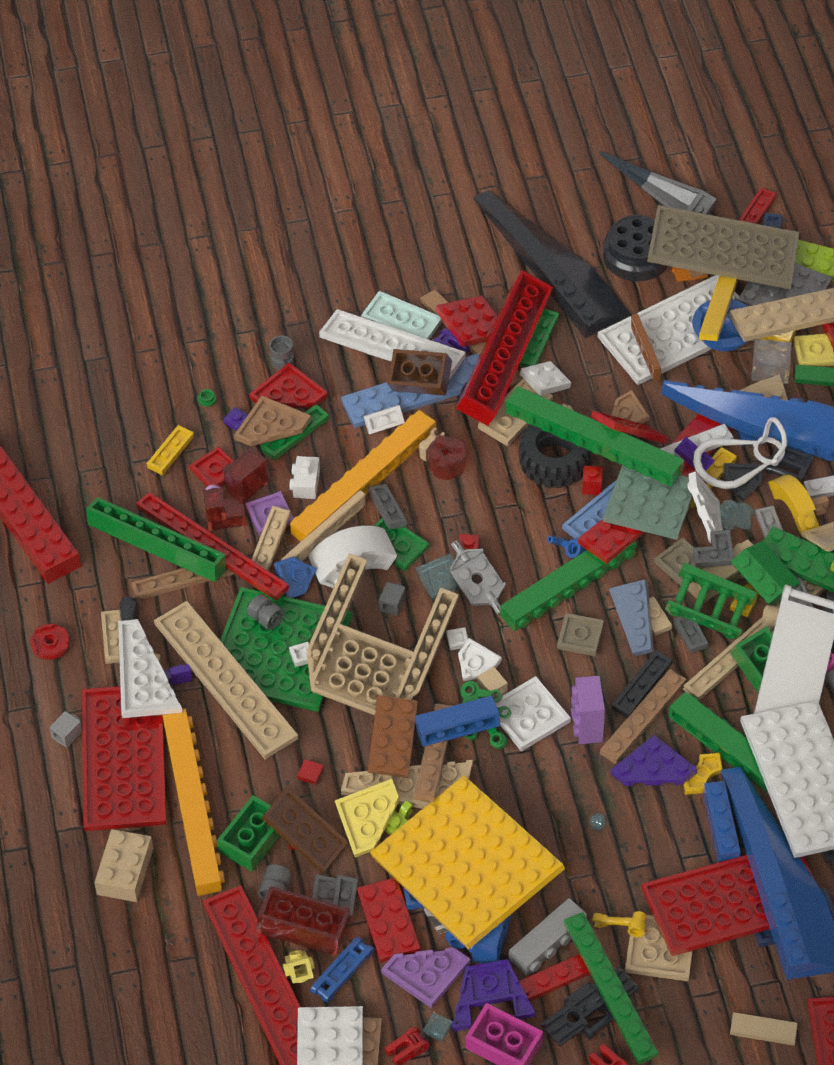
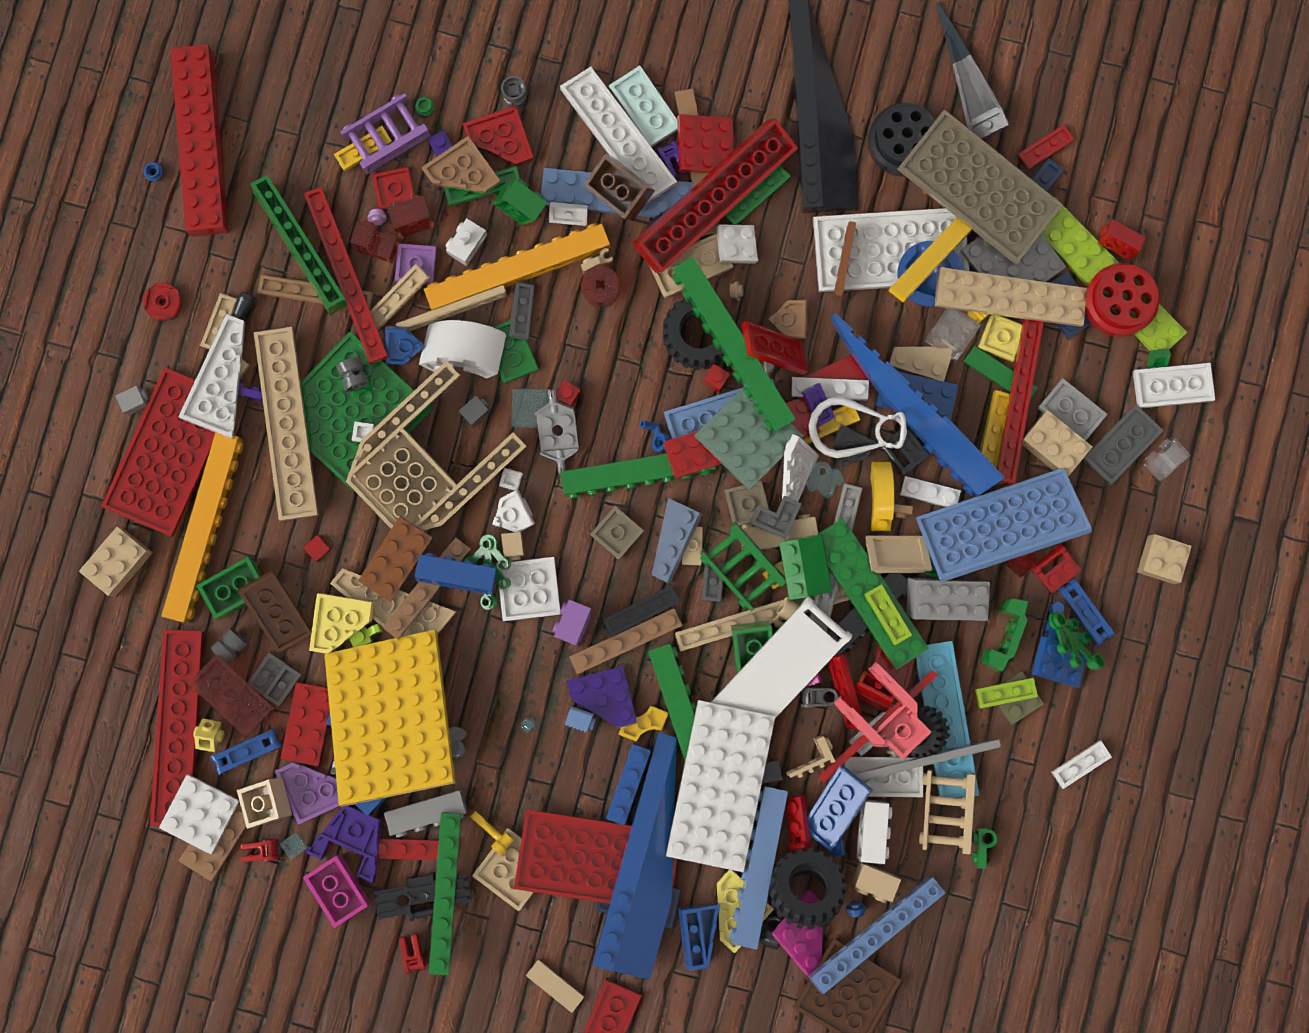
camera: 25 degrees right, 30 degrees up
(193, 441) = (386, 152): none -> medium lavender fence
(339, 419) = (520, 202): none -> green brick
(388, 996) = (264, 802): none -> tan brick
(643, 788) = (580, 719): none -> medium blue brick

